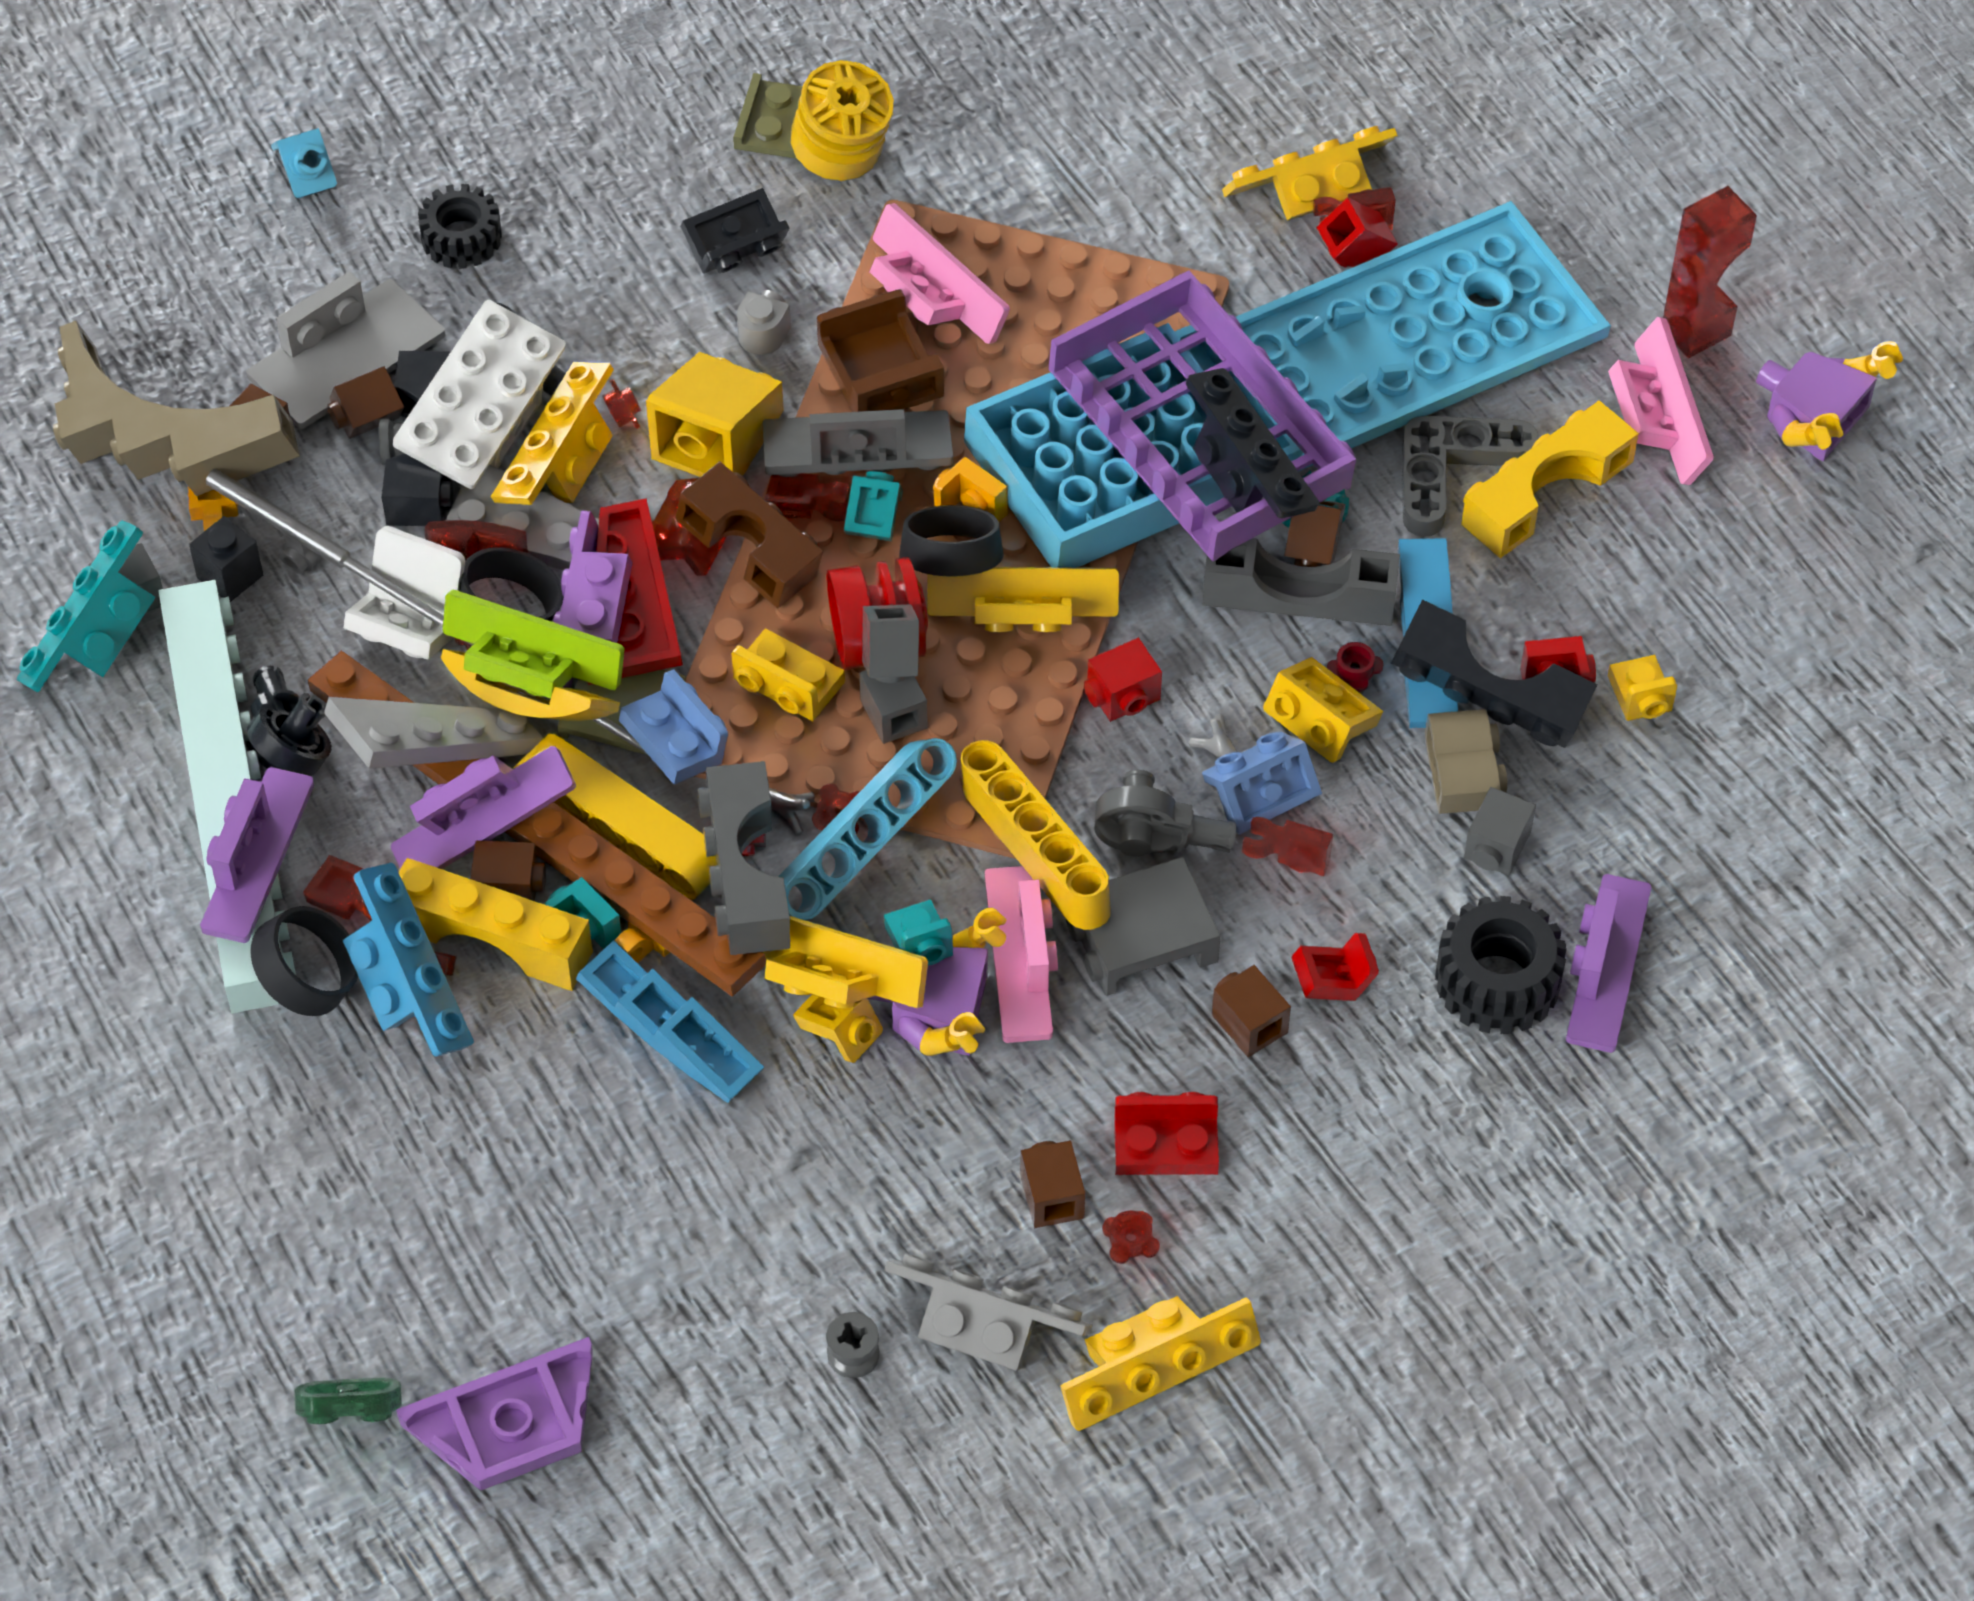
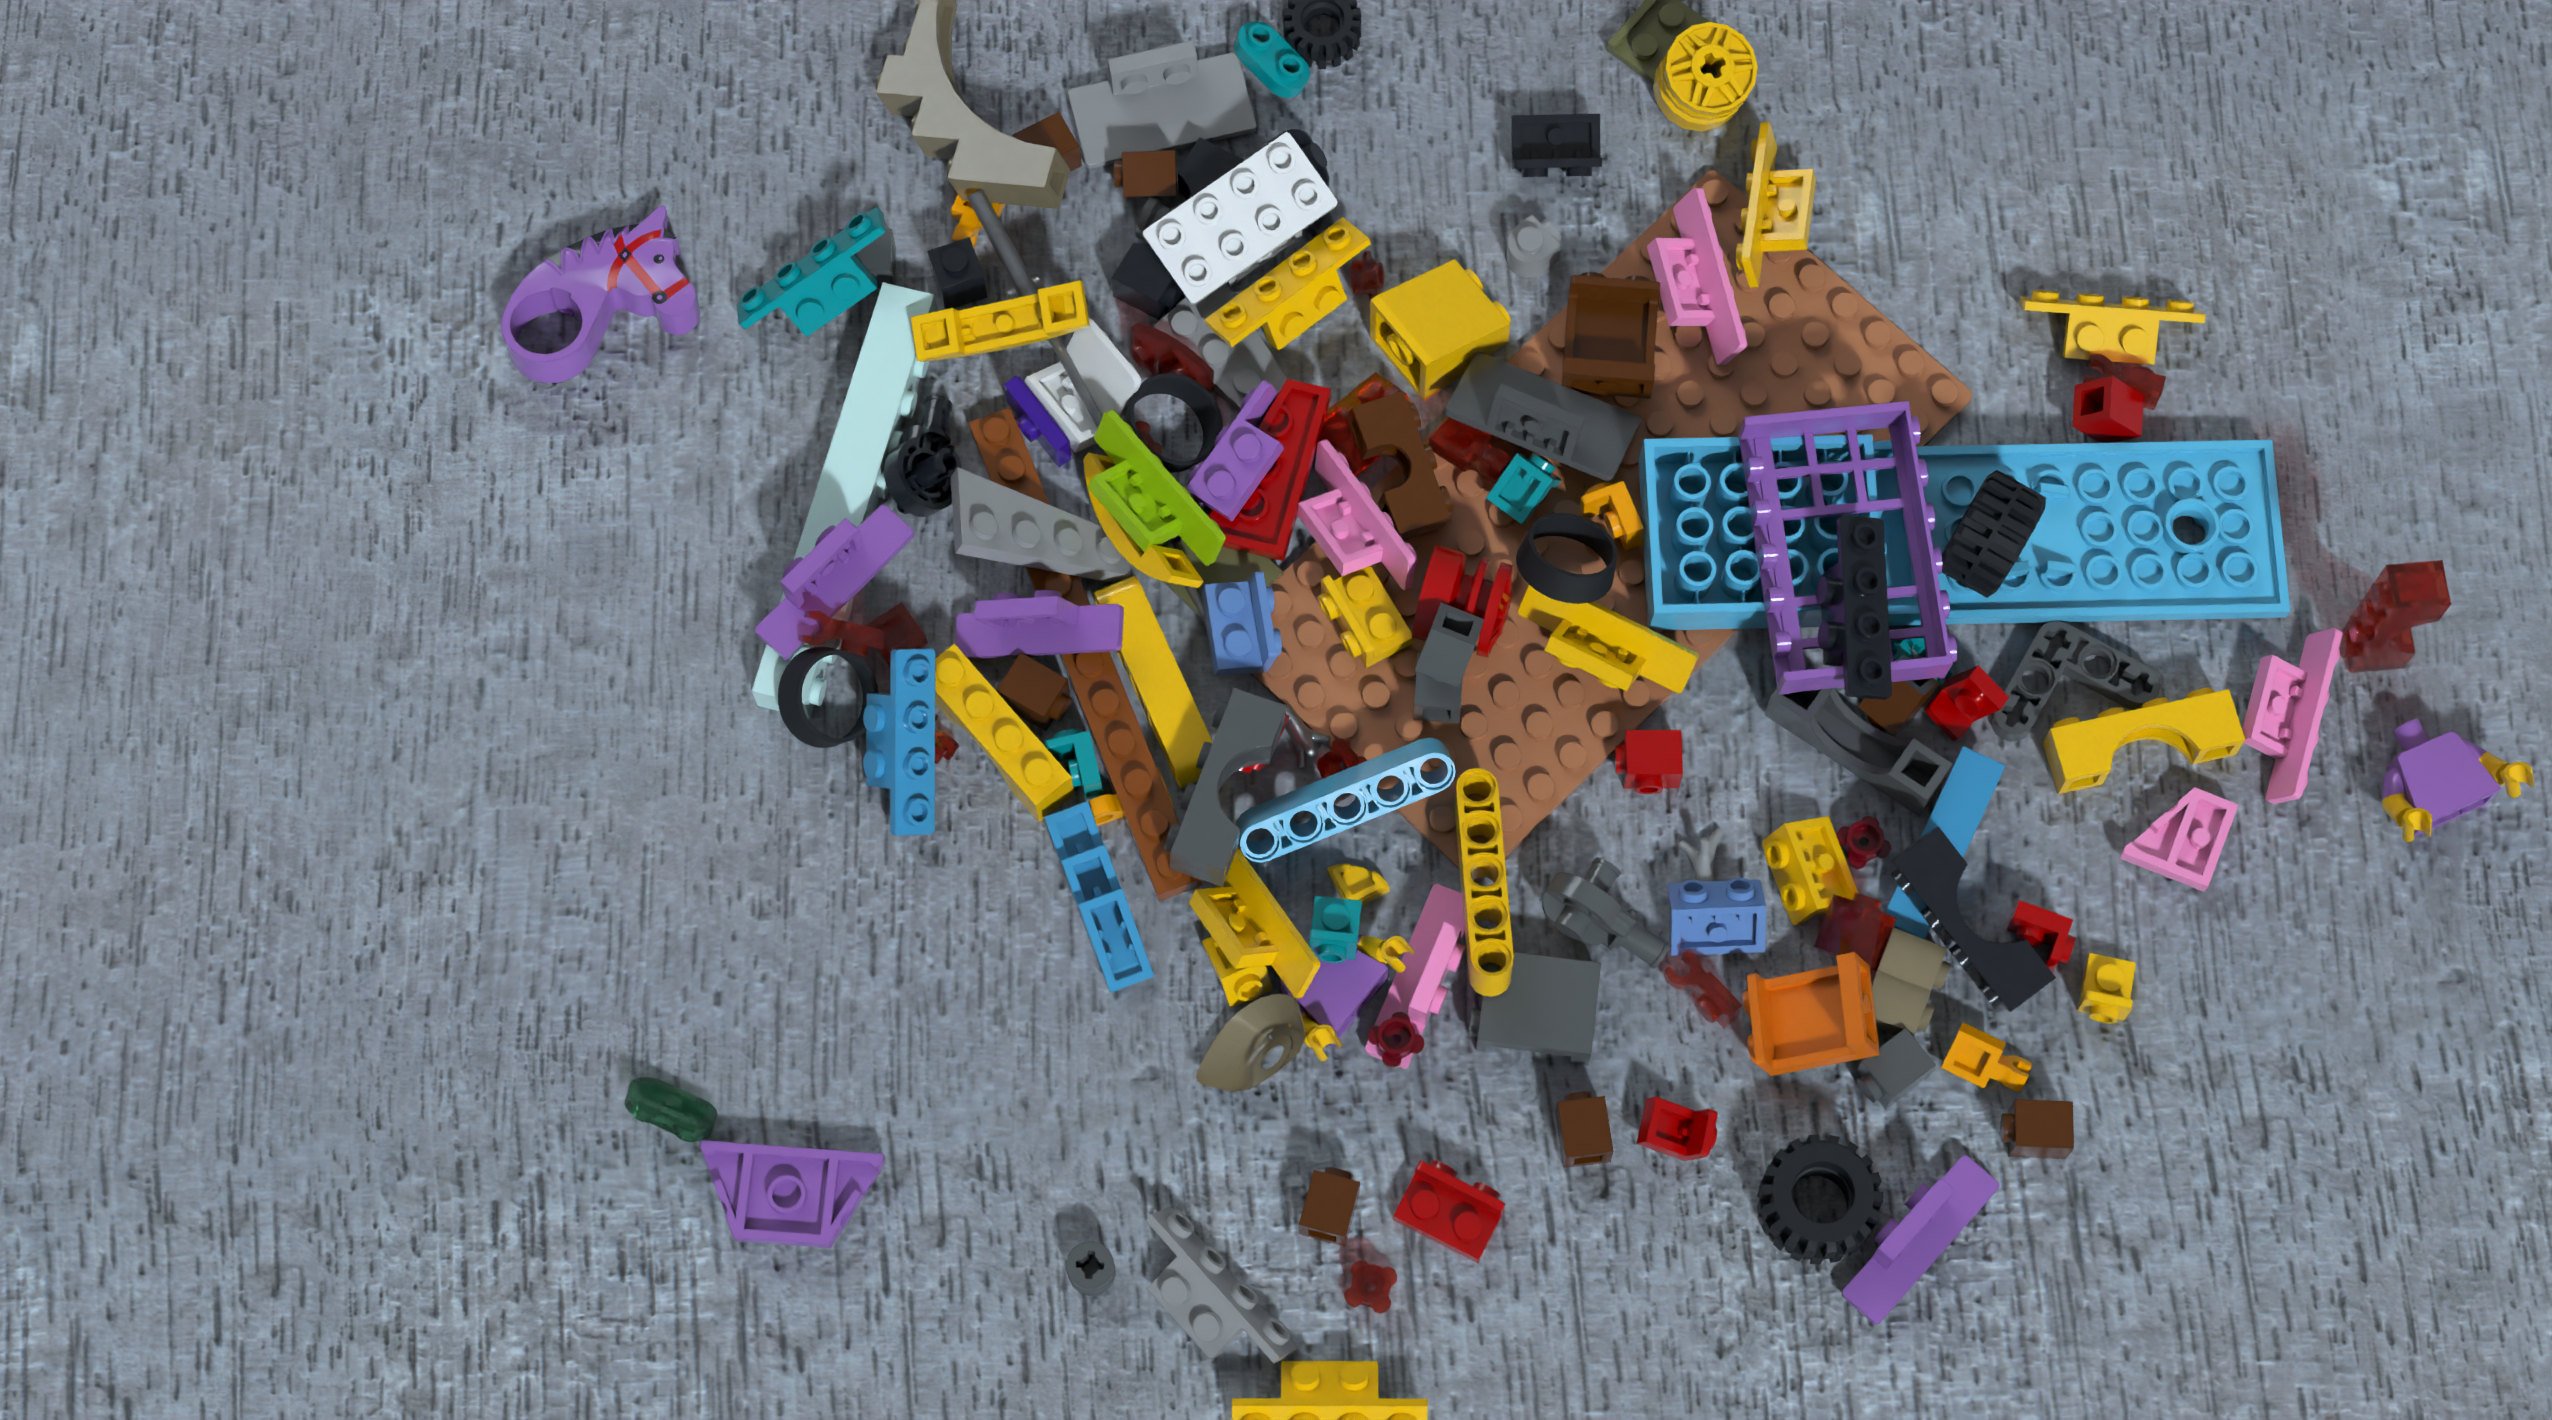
camera: 30 degrees right, 15 degrees up
(294, 890) = (853, 636): none -> clear red plate
(302, 571) = (1001, 324): none -> yellow slope
(376, 649) = (1036, 421): none -> dark purple plate
(427, 270) = (1270, 57): none -> teal plate
(734, 597) = (1351, 524): none -> bright pink bracket
(890, 1105) = (1236, 1055): none -> dark tan piece
(898, 900) = (1357, 882): none -> yellow tile
(971, 198) = (1777, 207): none -> yellow bracket
(1033, 998) = (1399, 1026): none -> dark red plate
(1325, 348) = (1992, 533): none -> black tyre
(1377, 509) = (1965, 700): none -> red bracket
(1395, 732) = (1855, 927): none -> clear red brick
(1402, 818) = (1812, 1017): none -> orange panel
(1566, 789) = (1979, 1057): none -> light orange plate
(1635, 540) = (2185, 839): none -> bright pink wing
(1657, 822) = (2038, 1129): none -> reddish brown brick

